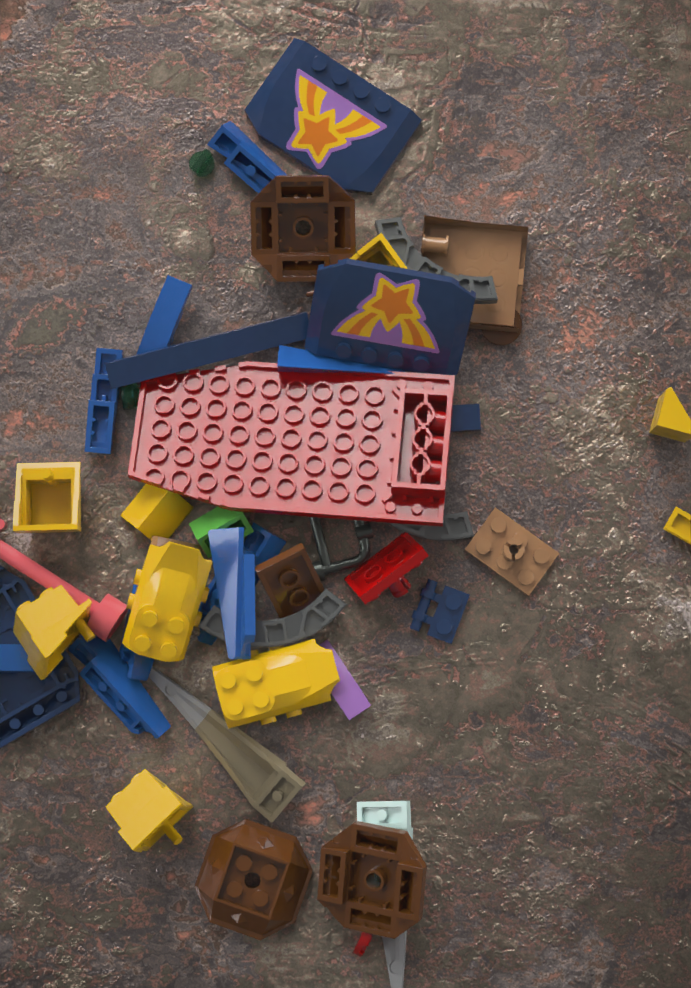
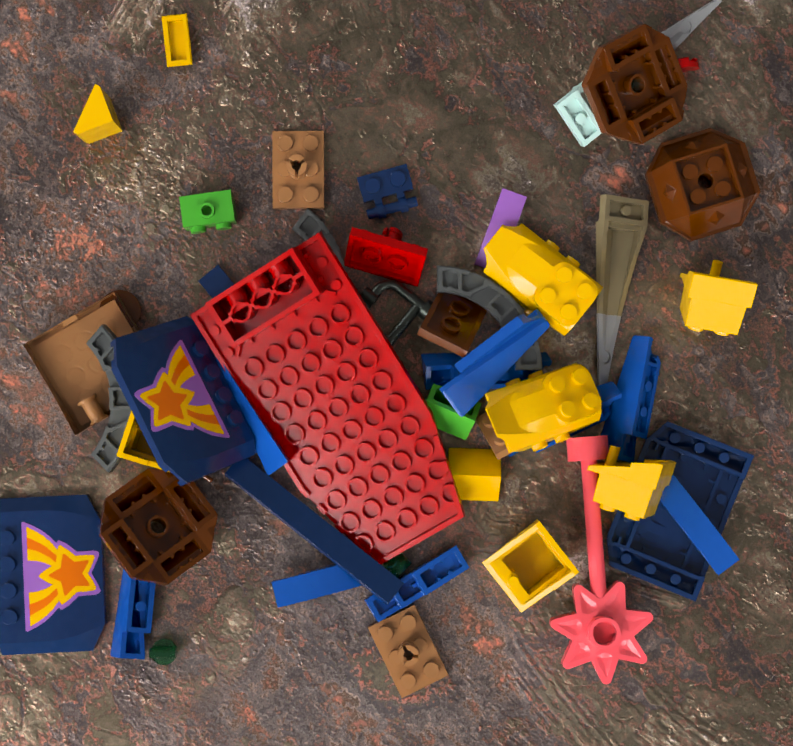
camera: 135 degrees left, 5 degrees up
(56, 355) = (408, 650): none -> medium nougat plate
(530, 453) = (208, 211): none -> bright green brick

